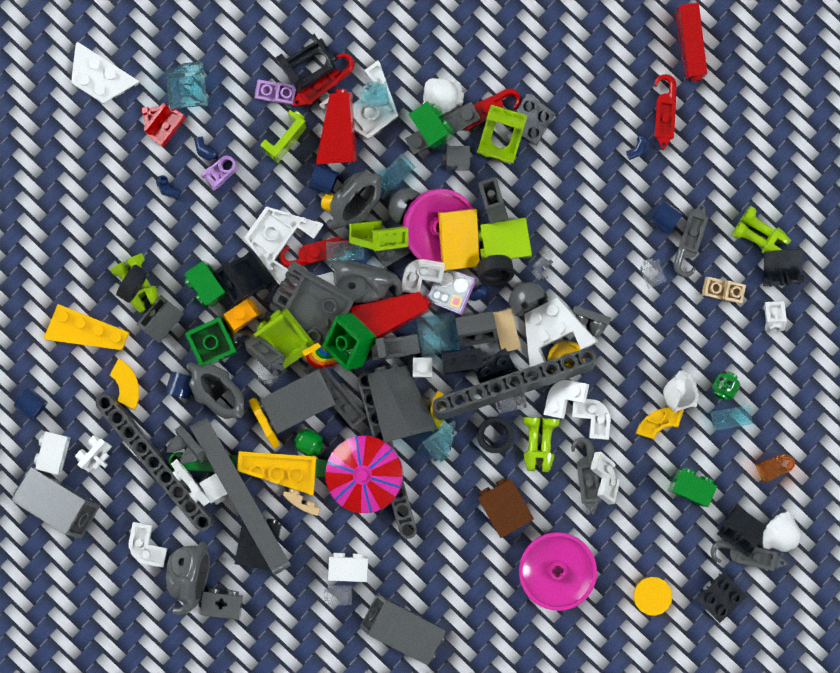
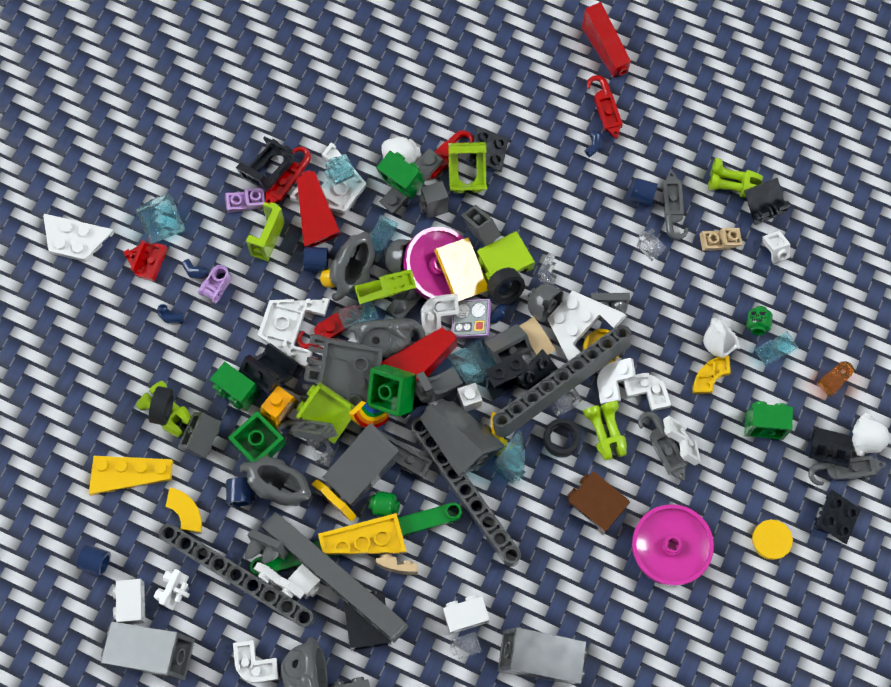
camera: 20 degrees left, 15 degrees down
(364, 474) = (449, 514): dish -> none

